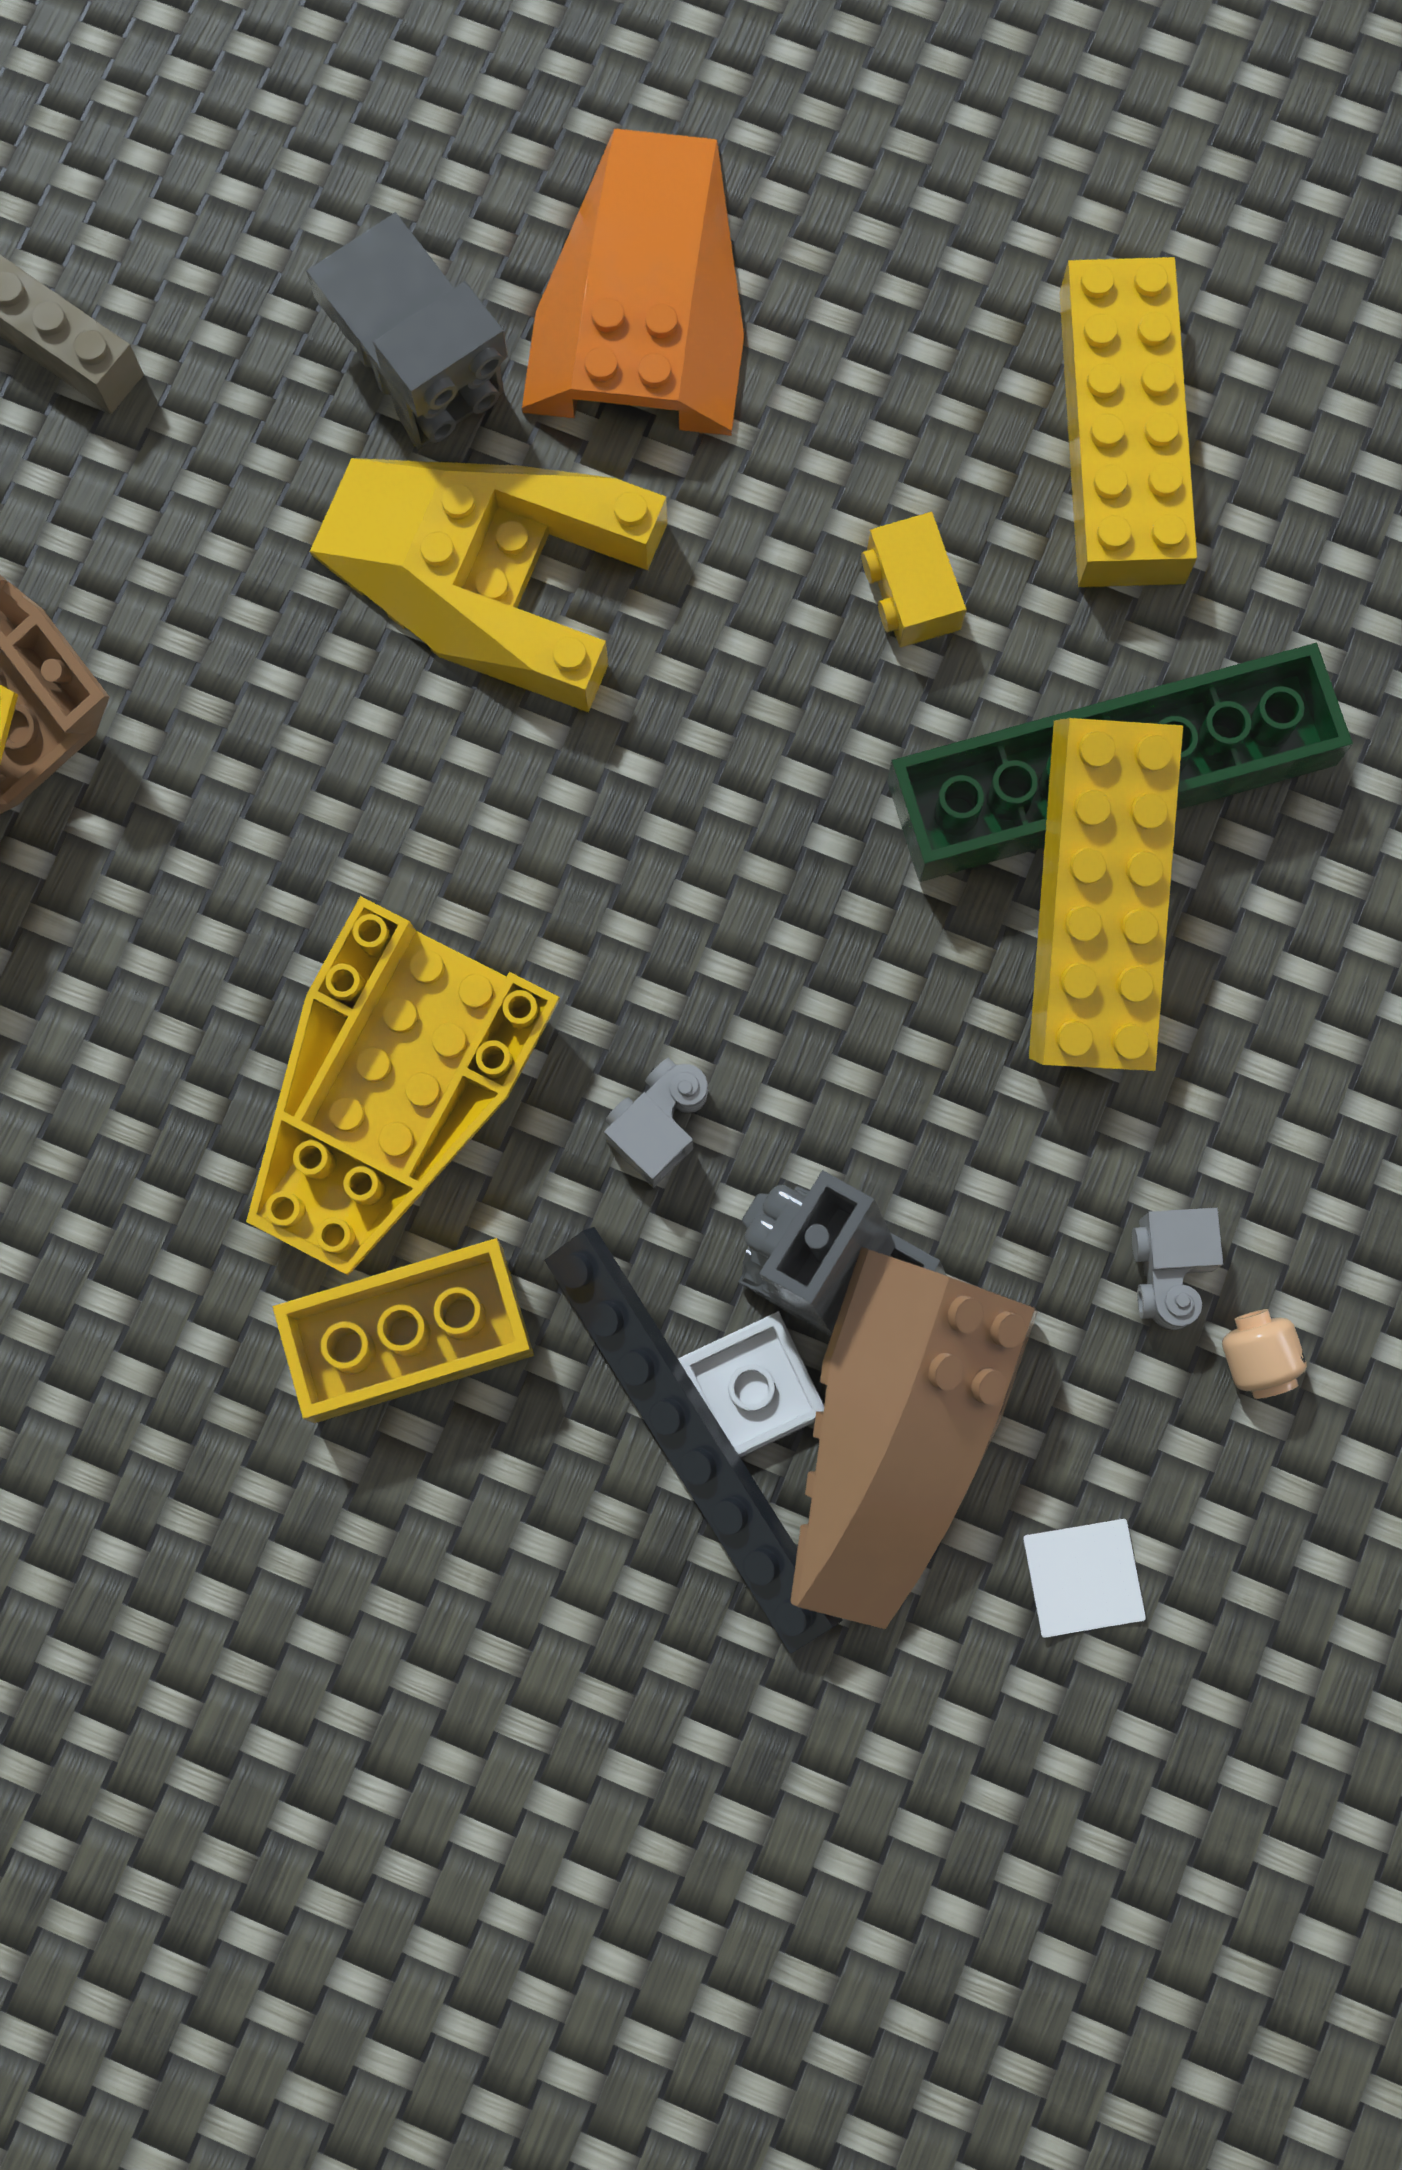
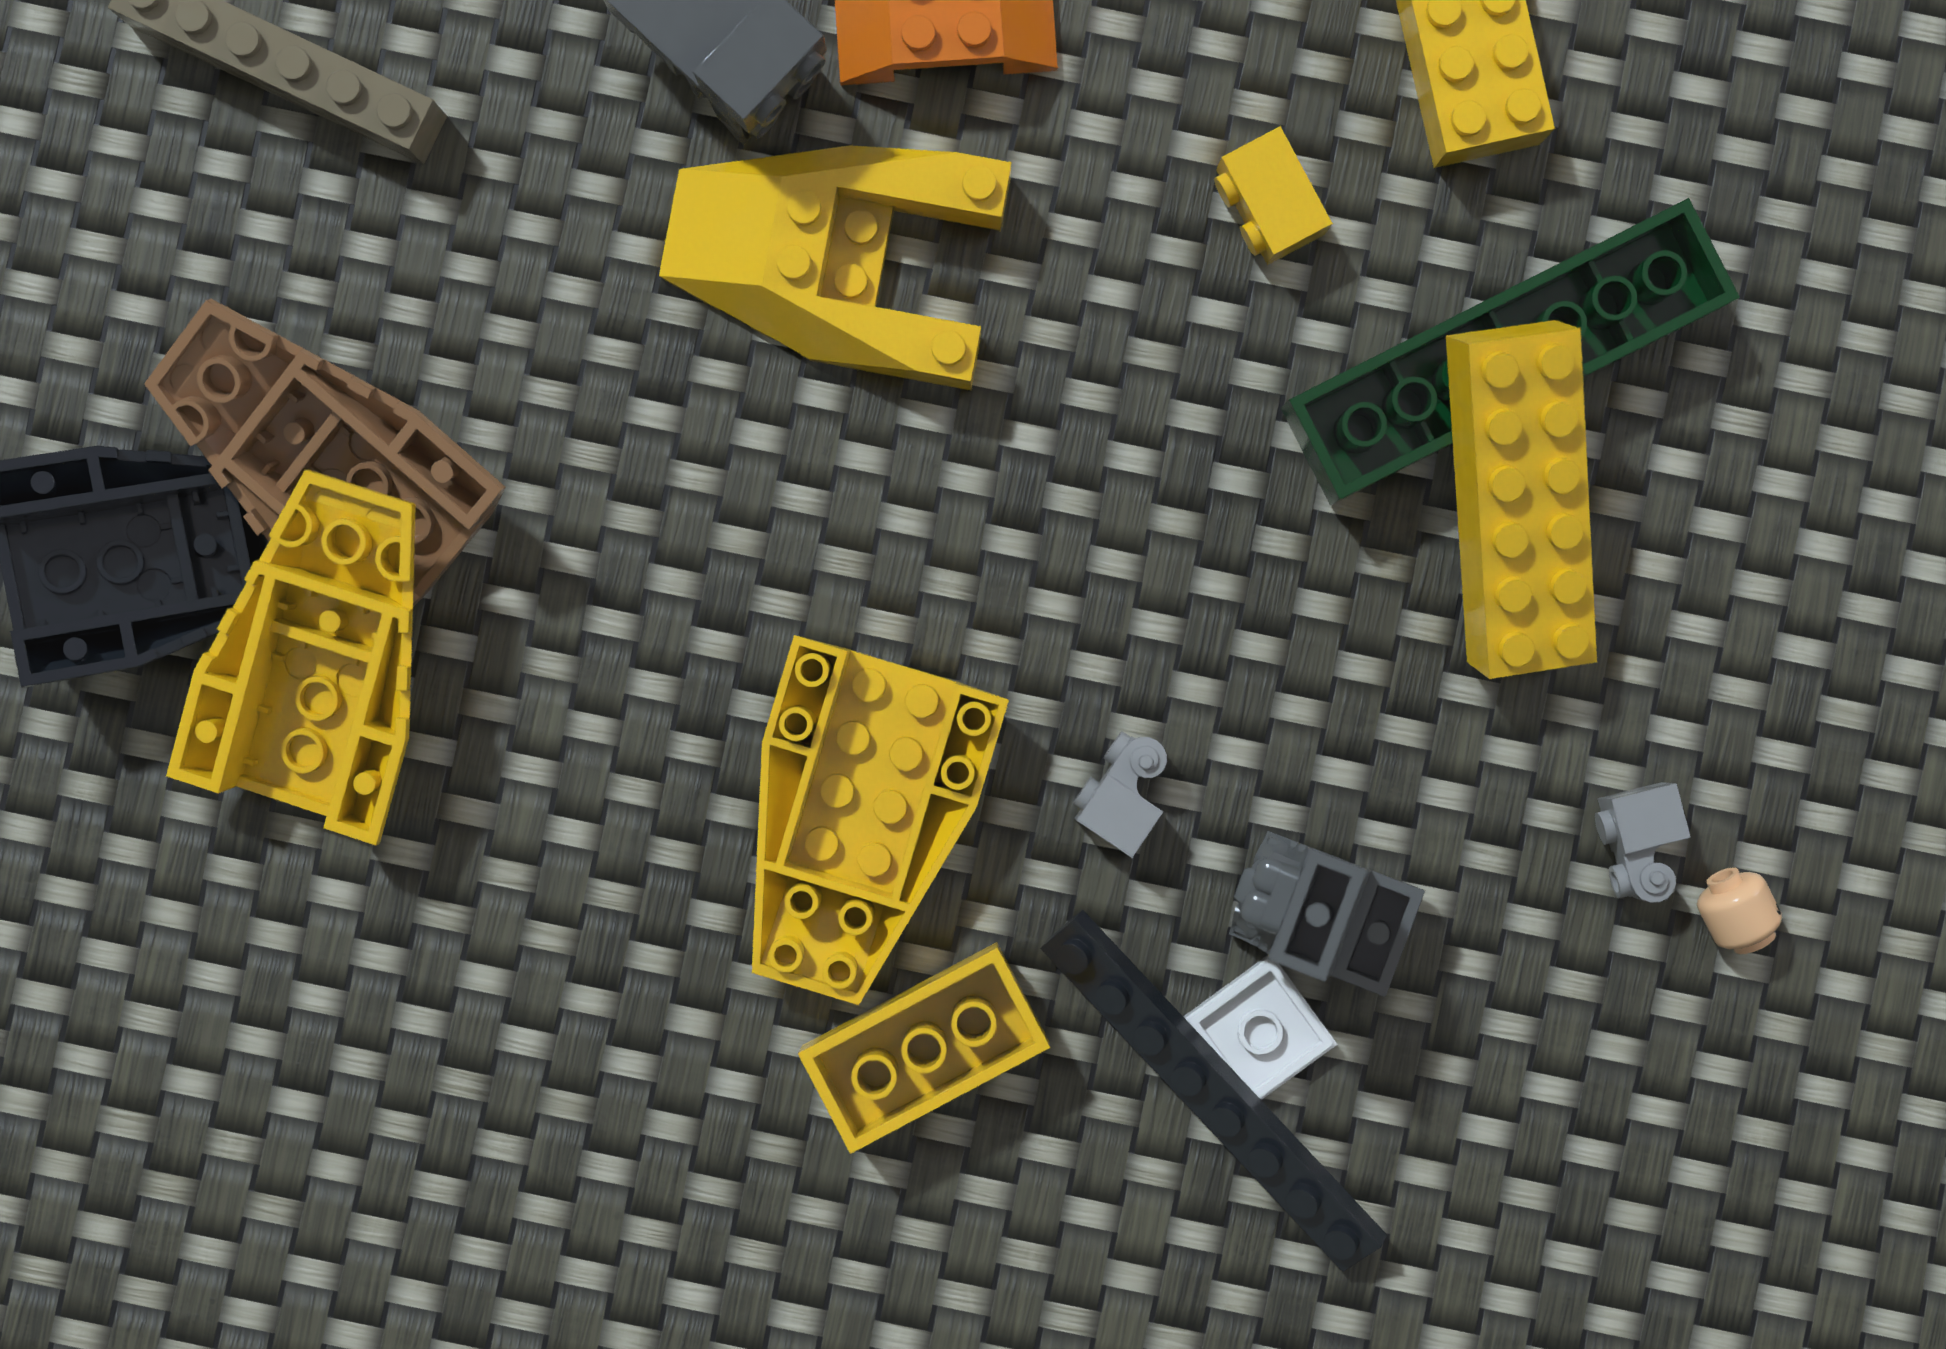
camera: 10 degrees left, 10 degrees up
(905, 1422) = (1422, 1046): medium nougat wedge -> none
(1084, 1578) = (1601, 1147): white sticker -> none

